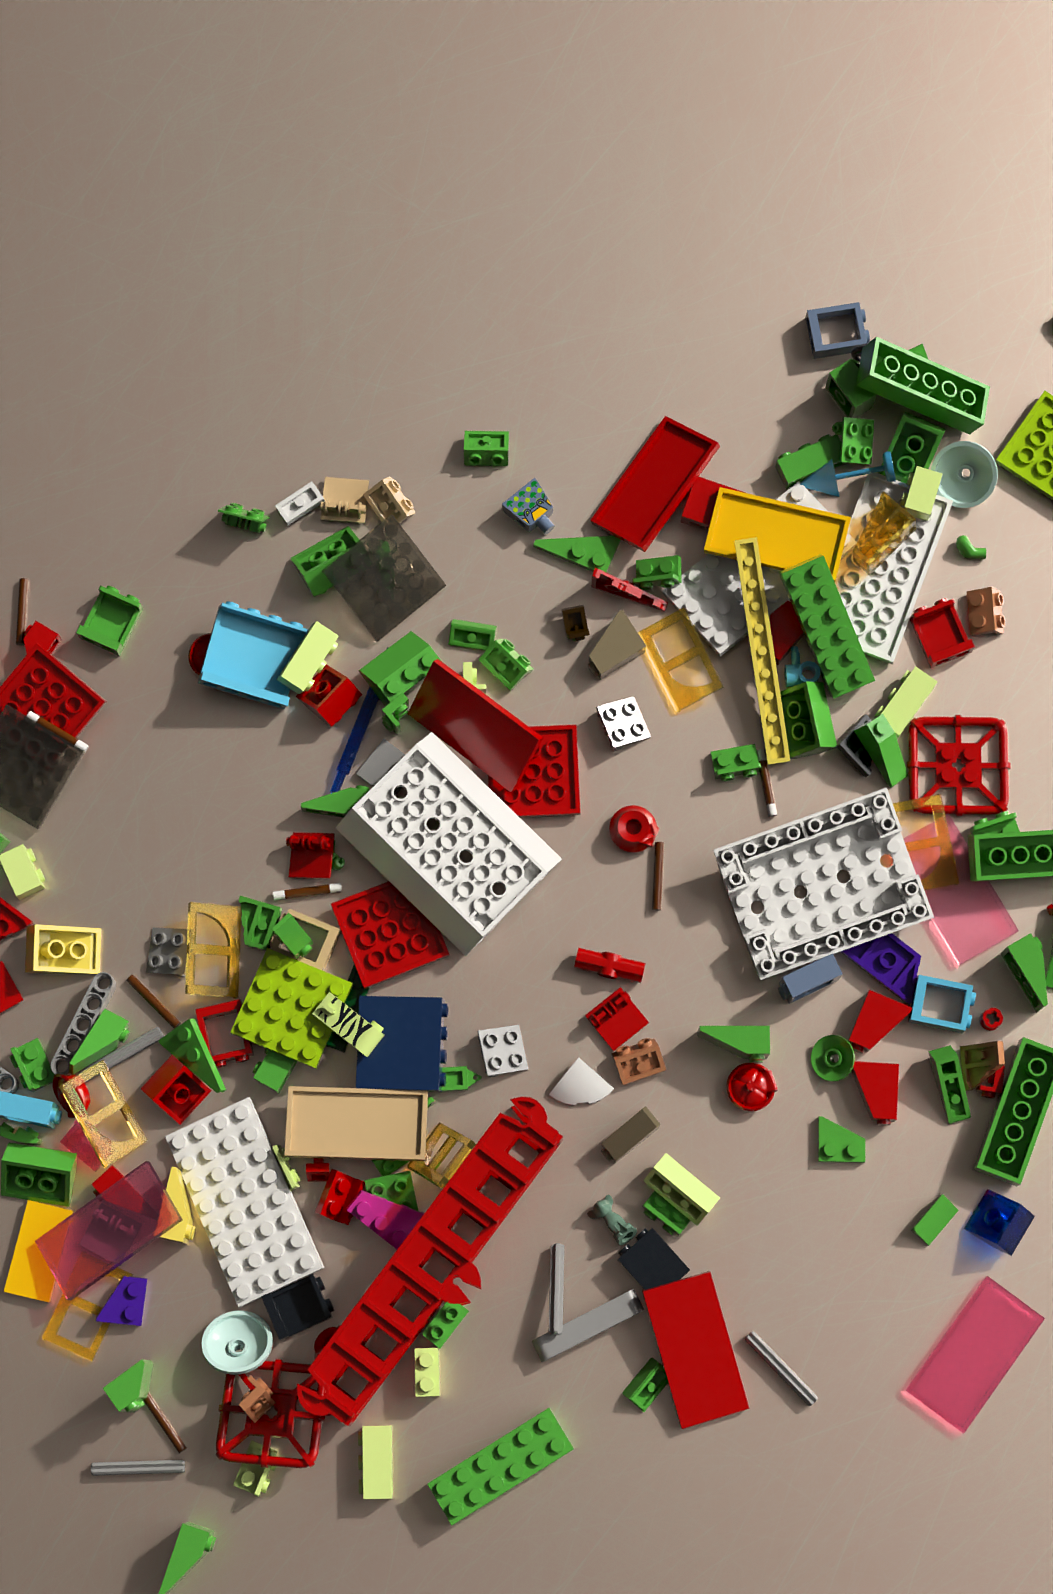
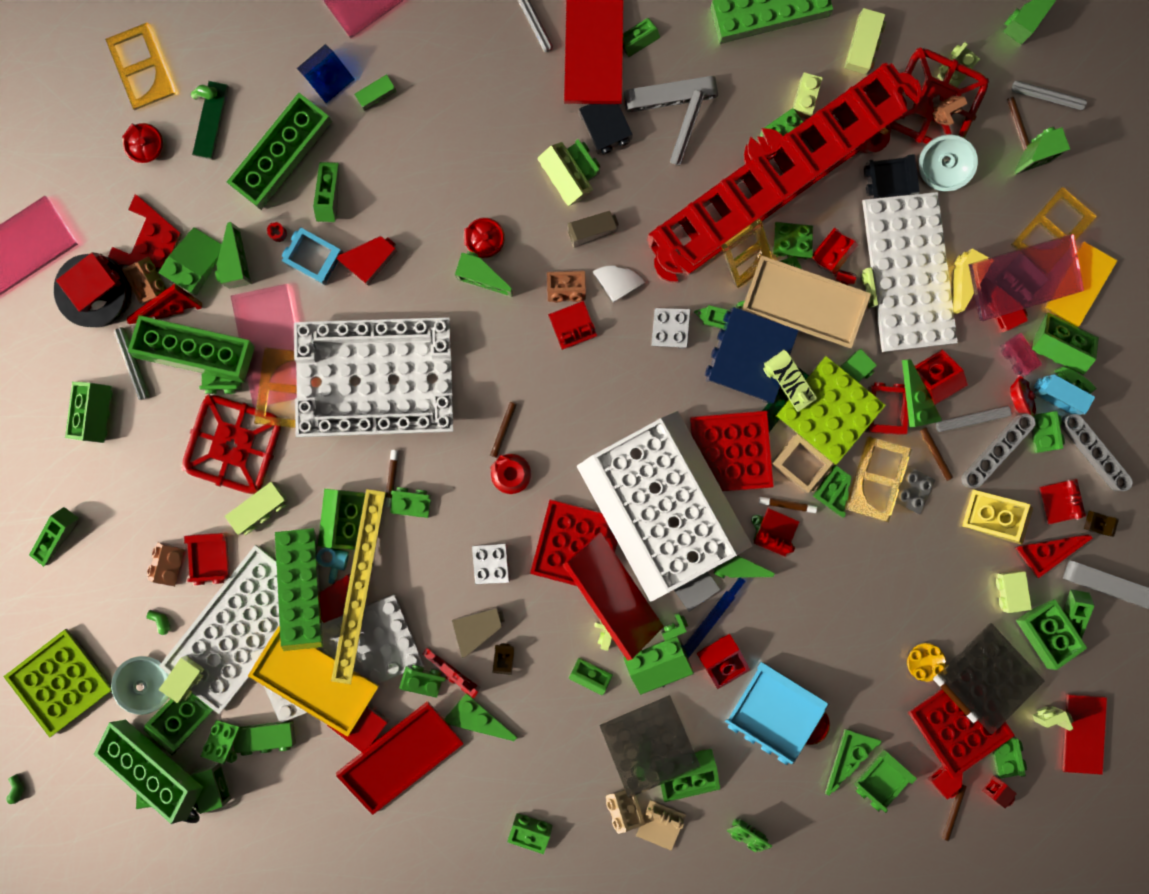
camera: 165 degrees left, 10 degrees up
(100, 764) = (926, 661): none -> yellow dish
(100, 1041) = (986, 434): bright green slope -> none
(107, 1150) = (1011, 343): clear yellow window -> none
(125, 1303) = (1024, 222): dark purple wing -> none
(156, 640) = (851, 752): none -> bright green wing
(293, 936) = (815, 464): bright green slope -> none
(300, 503) = (699, 833): white plate -> none
(308, 658) = (731, 697): yellowish green brick -> none
(384, 1217) = (803, 222): dark pink wing -> none
(506, 663) = (570, 643): bright green bracket -> none
(530, 508) = (509, 769): sand blue torso -> none
(609, 965) = (565, 369): red piece -> none
(622, 1231) = (622, 158): sand green animal -> none
(679, 694) = (437, 573): clear yellow window -> none
(809, 979) = (410, 305): sand blue window -> none
(817, 347) = (224, 845): sand blue window -> none
(823, 1058) = (419, 236): bright green dish -> none
(825, 479) = (256, 718): dark azure piece -> none
(838, 1143) = (429, 173): bright green wing -> none
(854, 750) = (304, 485): black wing -> none
(878, 1089) = (384, 204): red slope -> none
(883, 534) = (225, 653): clear yellow wedge -> none
(883, 748) = (287, 475): bright green slope -> none
(889, 963) = (340, 299): dark purple wing -> none
(980, 1062) = (296, 200): nougat wing -> none
(996, 1084) = (289, 183): red bracket -> none

